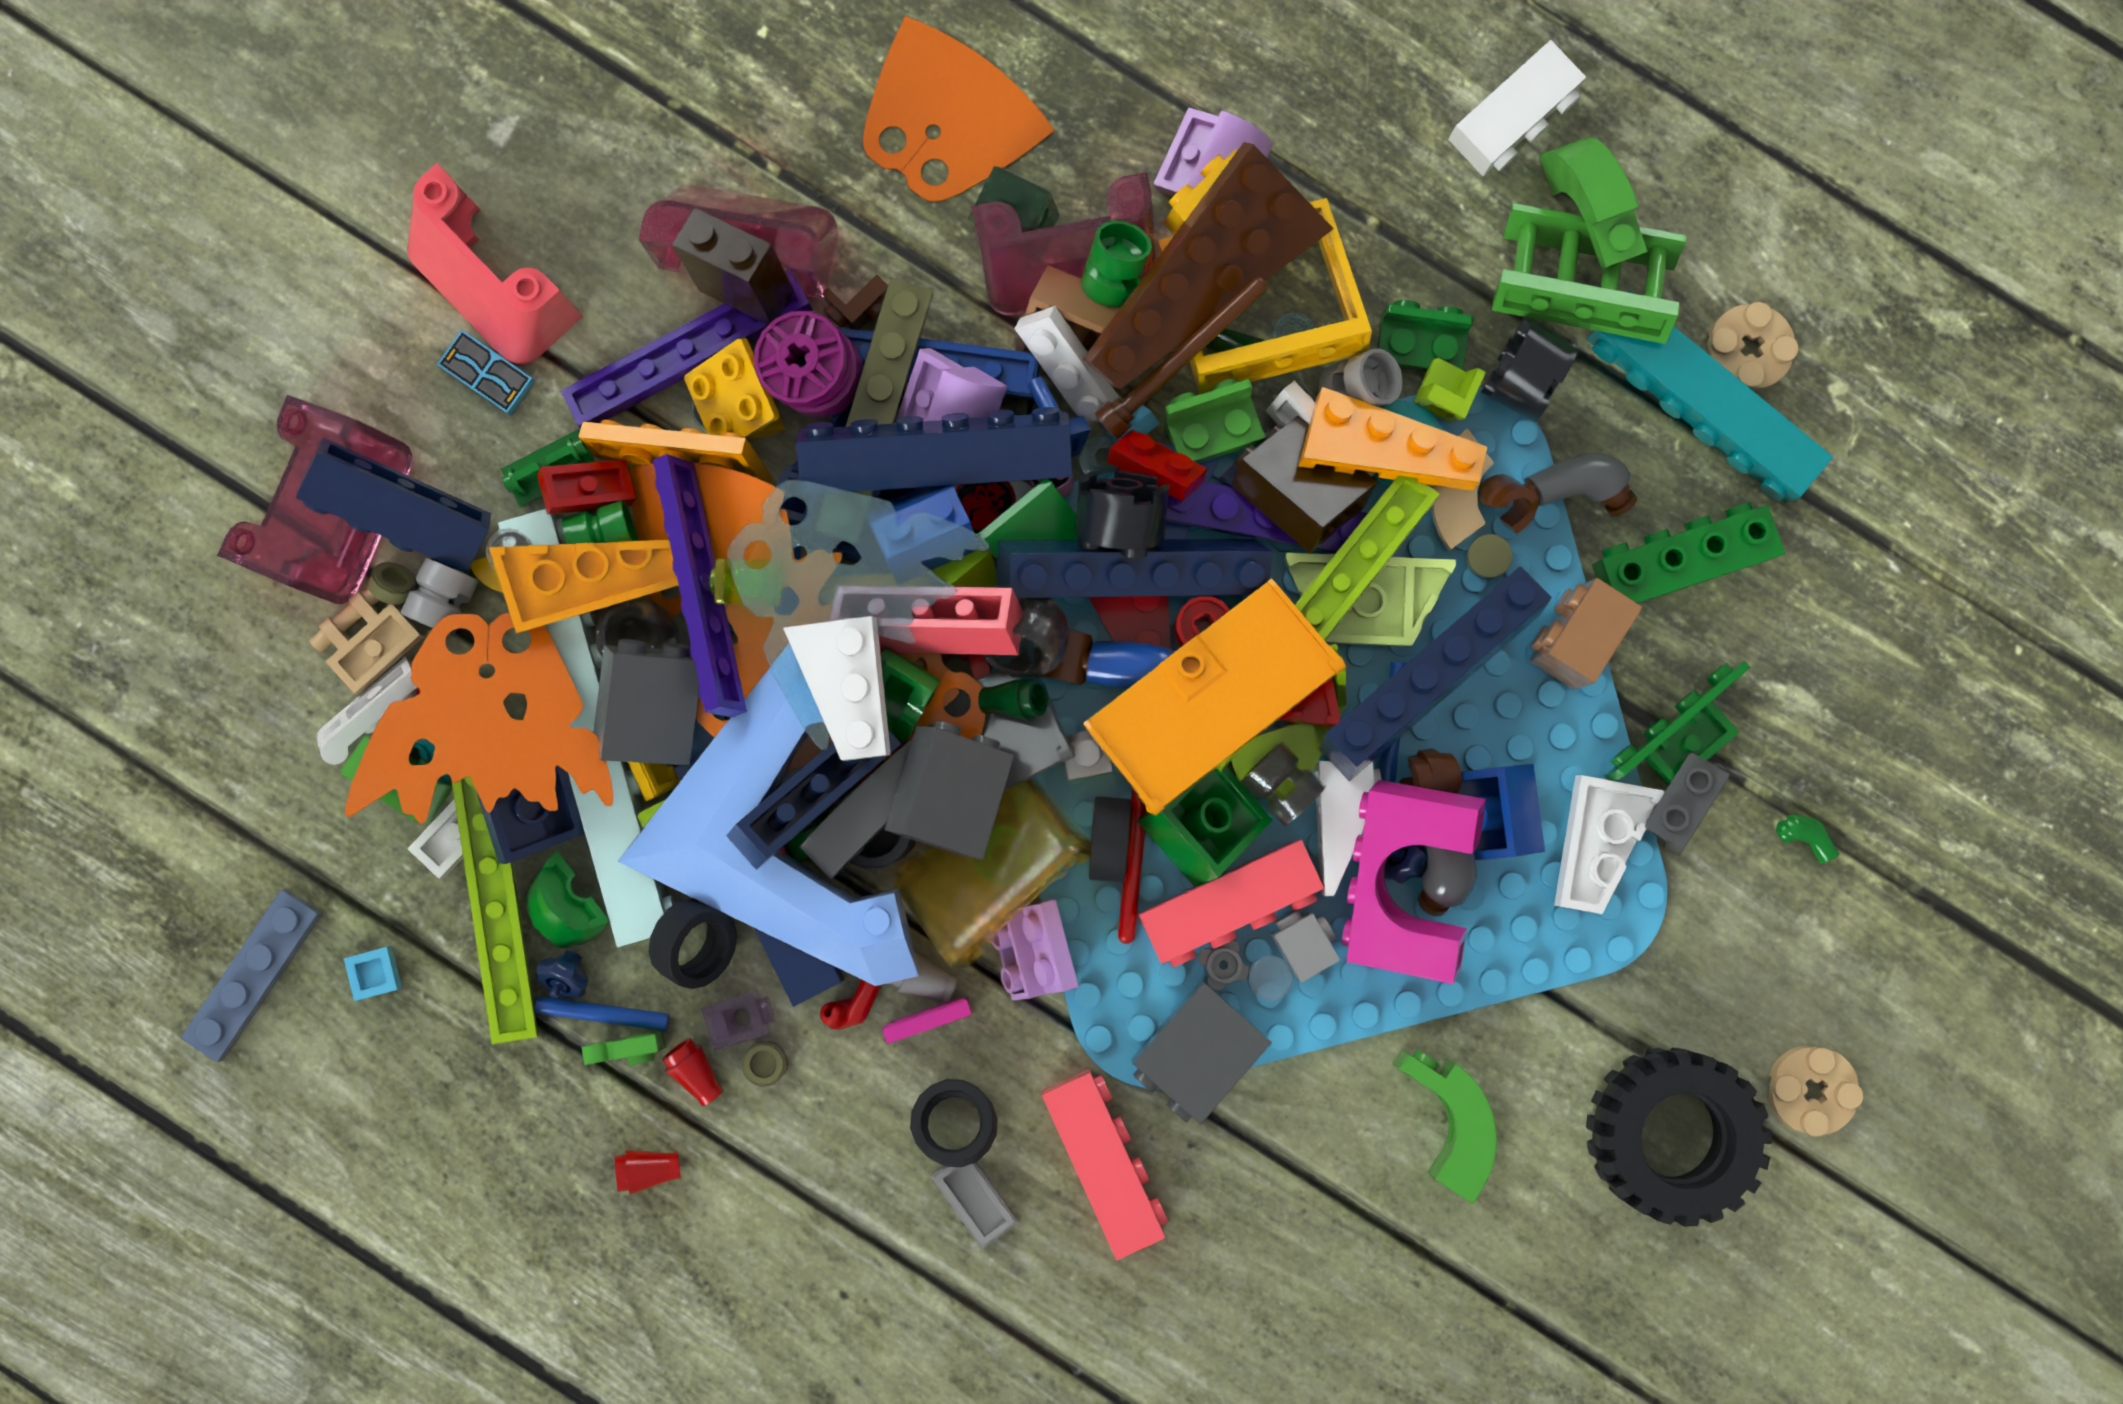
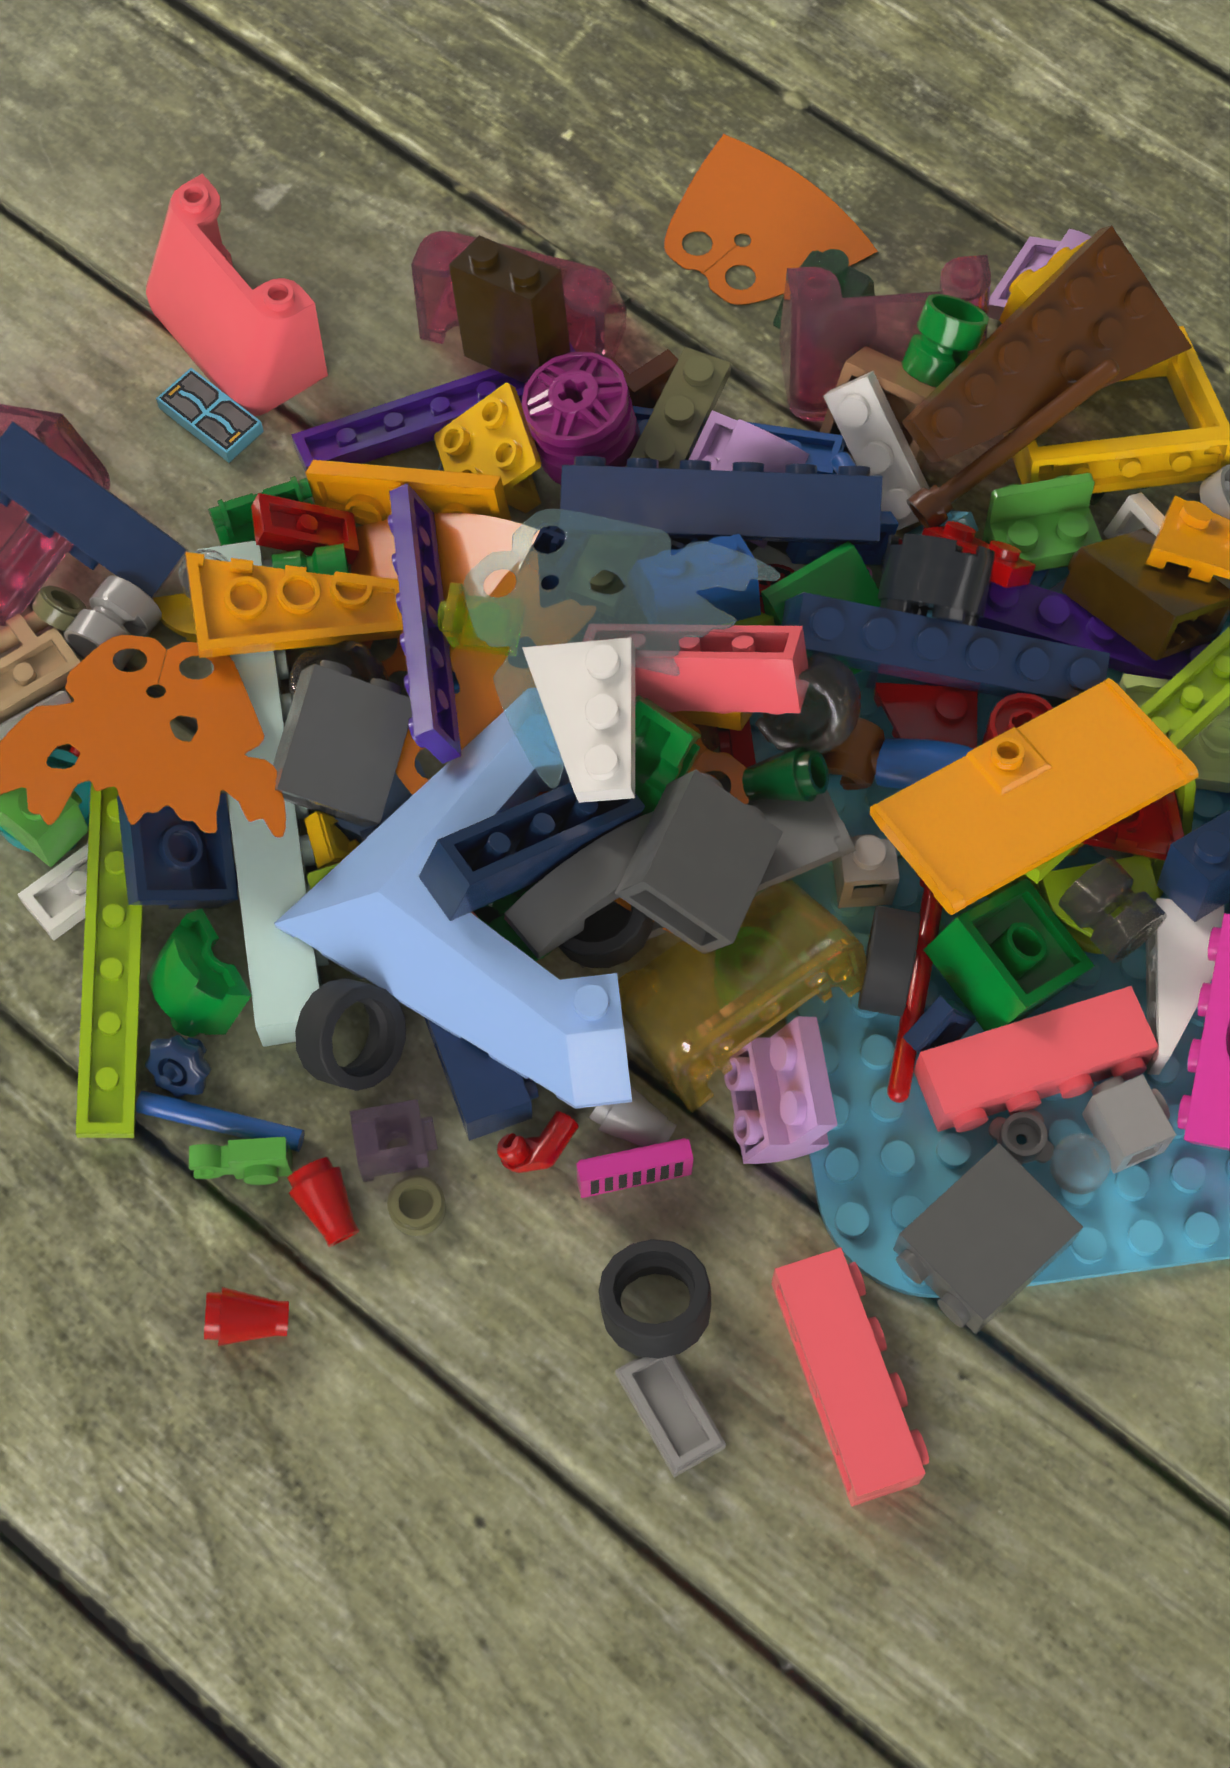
camera: 10 degrees right, 20 degrees down
(1154, 887) = (940, 1024): none -> dark blue tile

